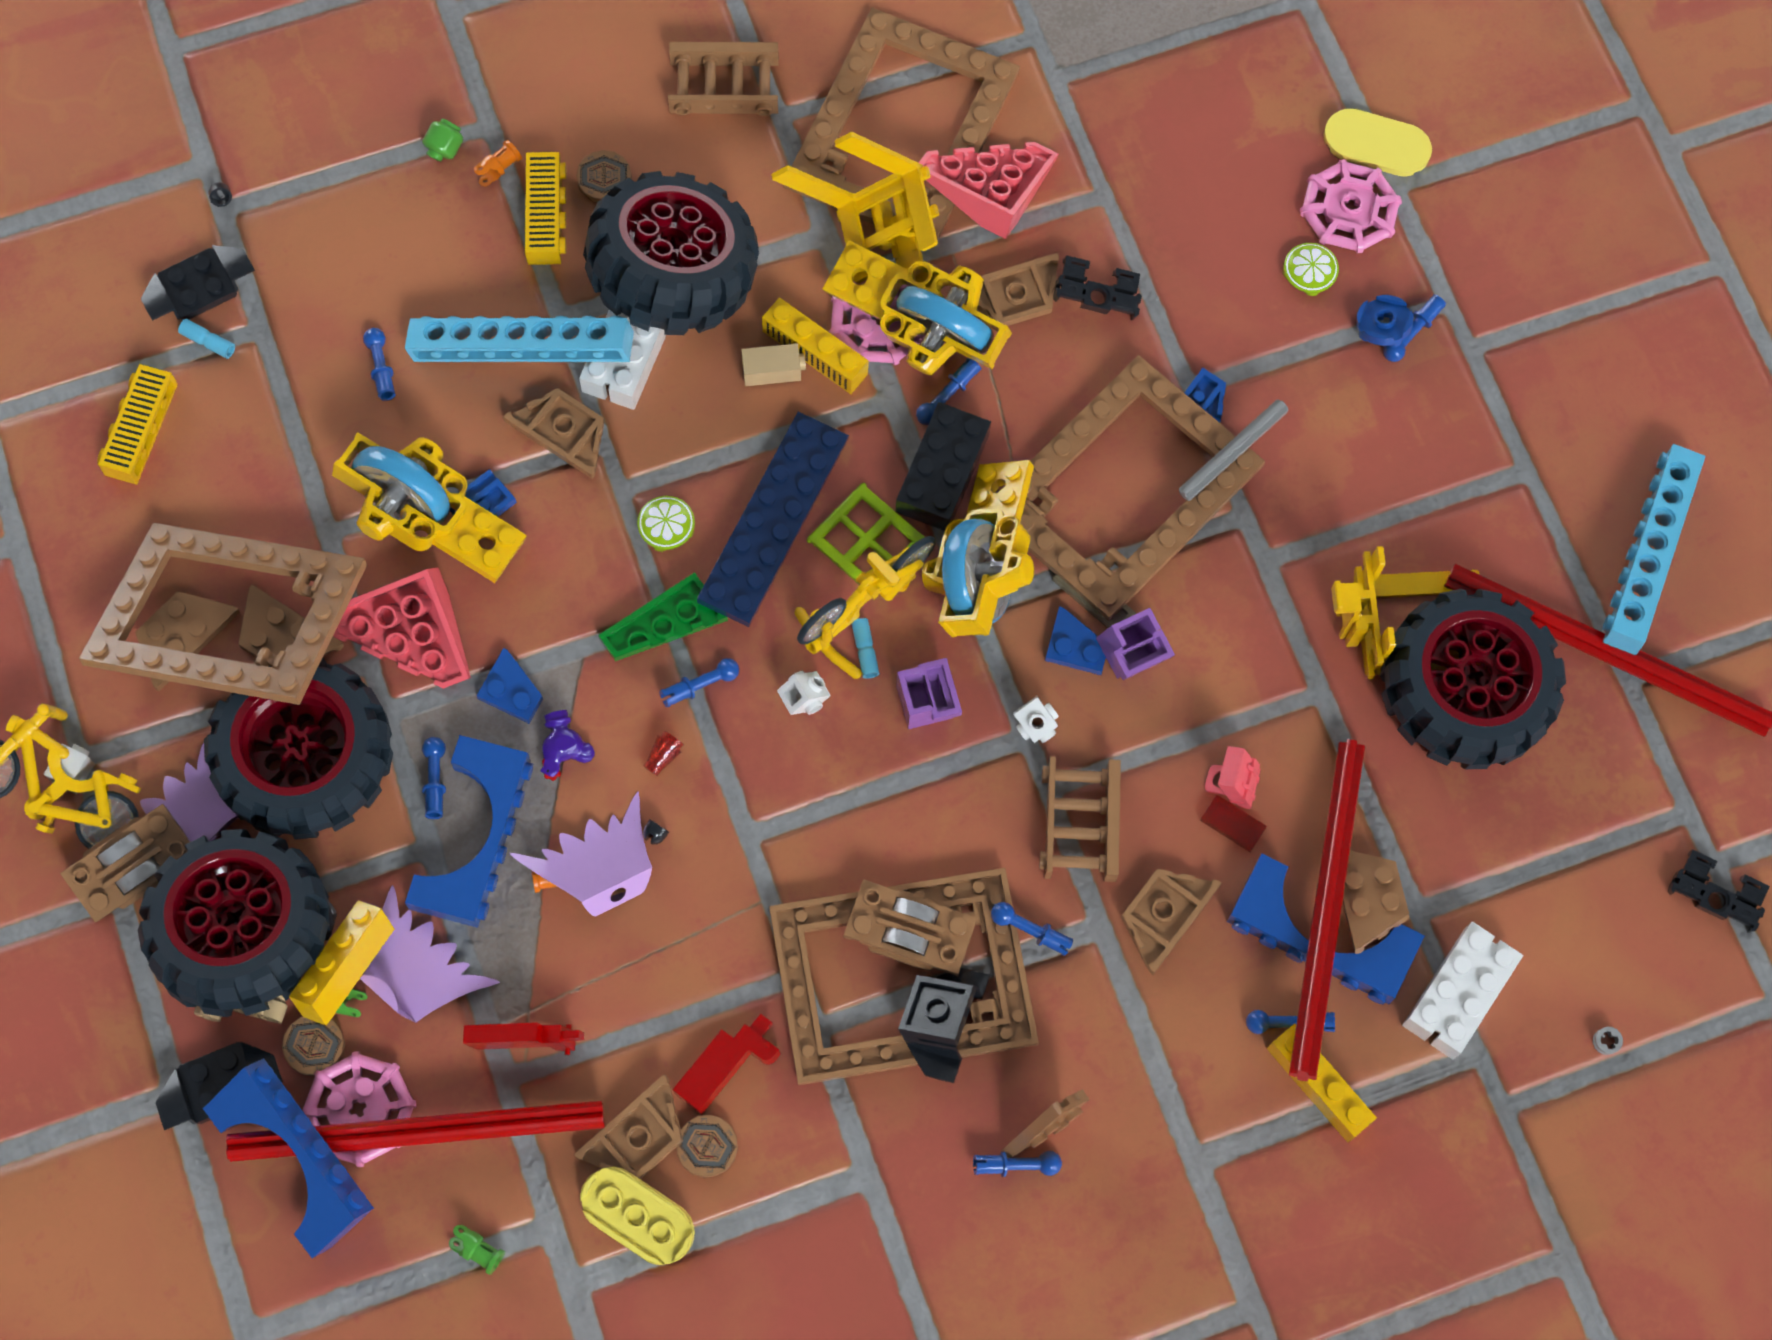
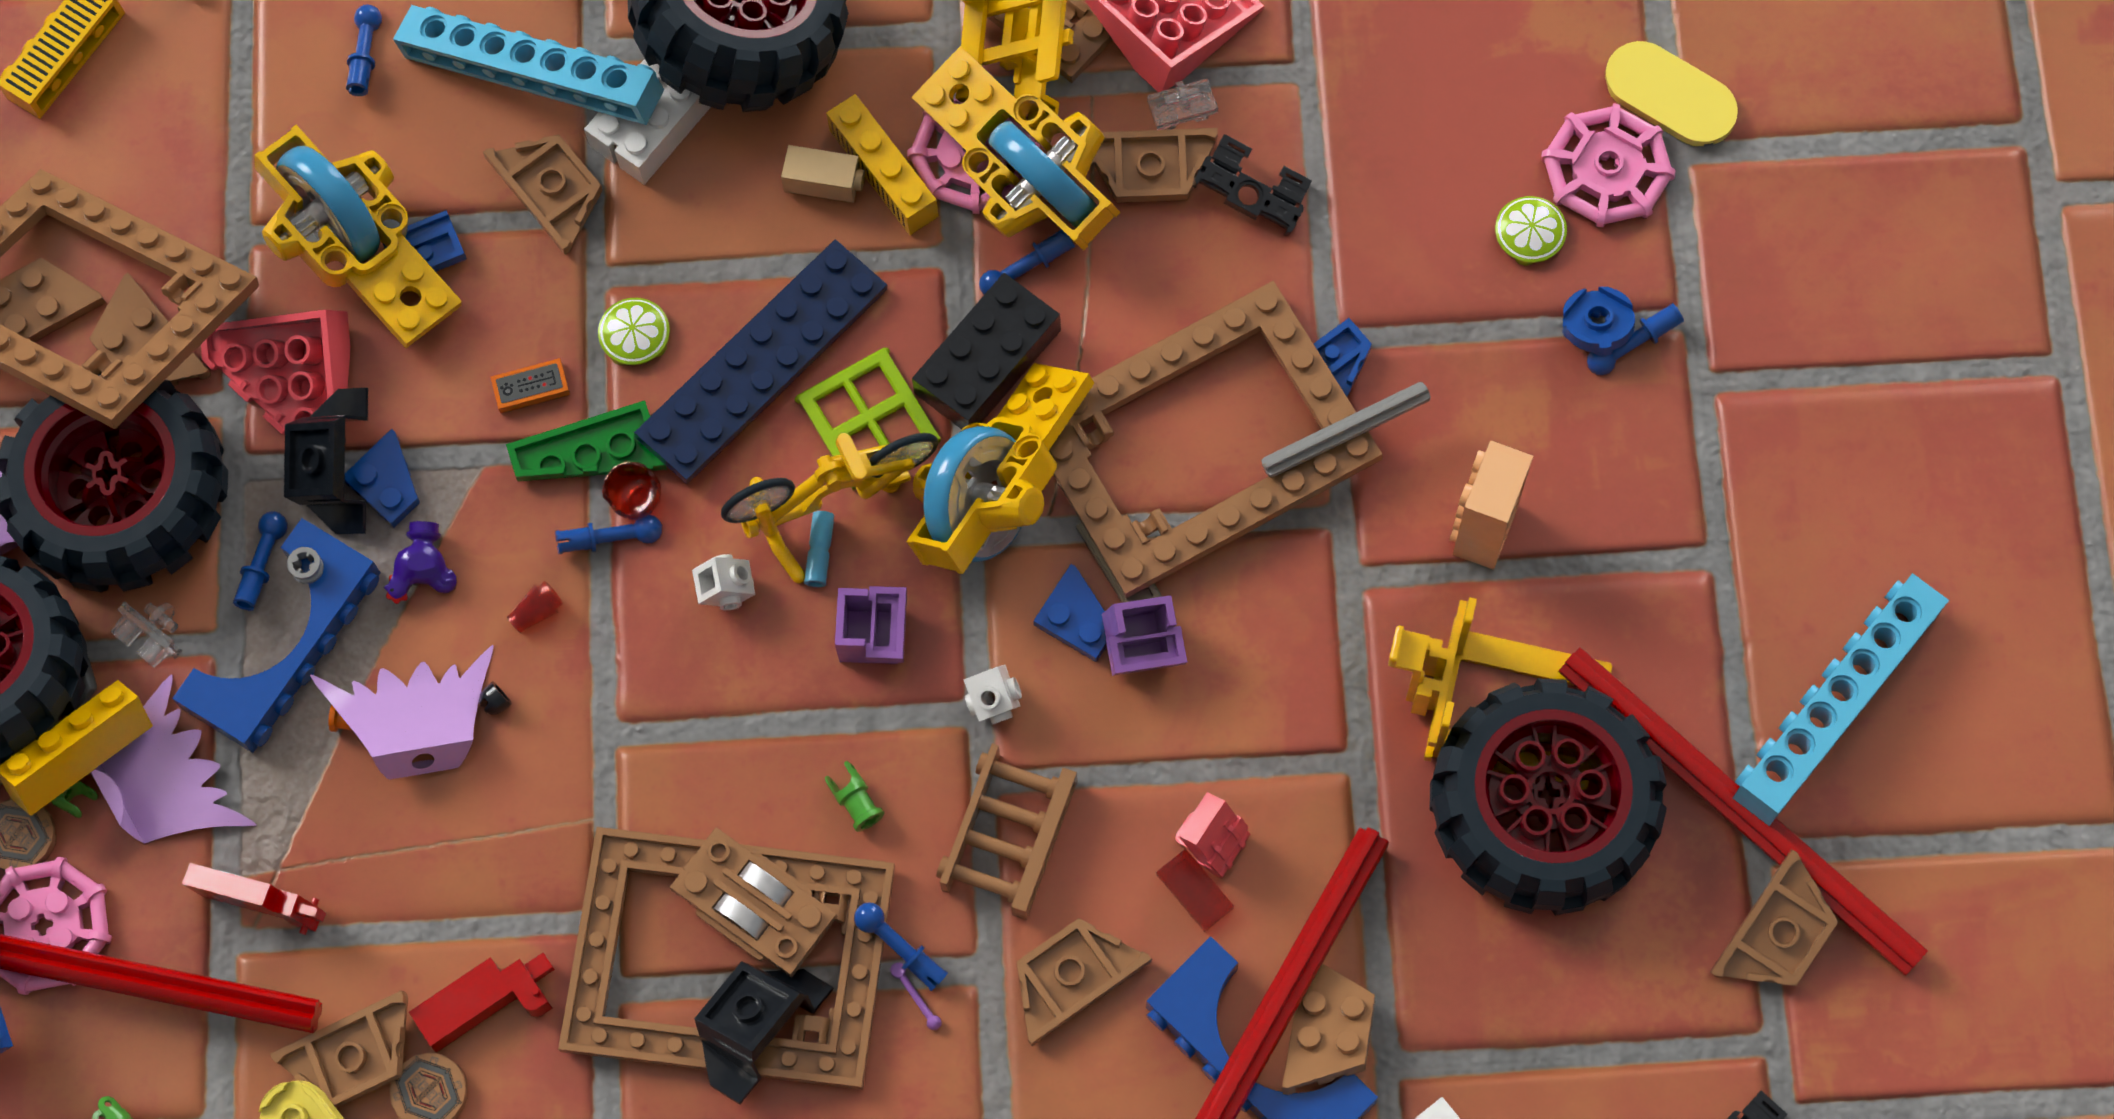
camera: 25 degrees right, 0 degrees up
(376, 863) = (158, 643): none -> clear hips
(458, 687) = (317, 461): none -> black piece
(486, 770) = (294, 562): none -> light grey bush
(599, 585) = (530, 385): none -> tile
(708, 643) = (632, 490): none -> clear red hair
(959, 829) = (856, 800): none -> bright green piece
(1025, 241) = (1182, 104): none -> clear hips
(1033, 949) = (897, 972): none -> medium lavender hinge
(1362, 475) = (1489, 503): none -> light nougat brick
(1667, 728) = (1780, 930): none -> medium nougat wing

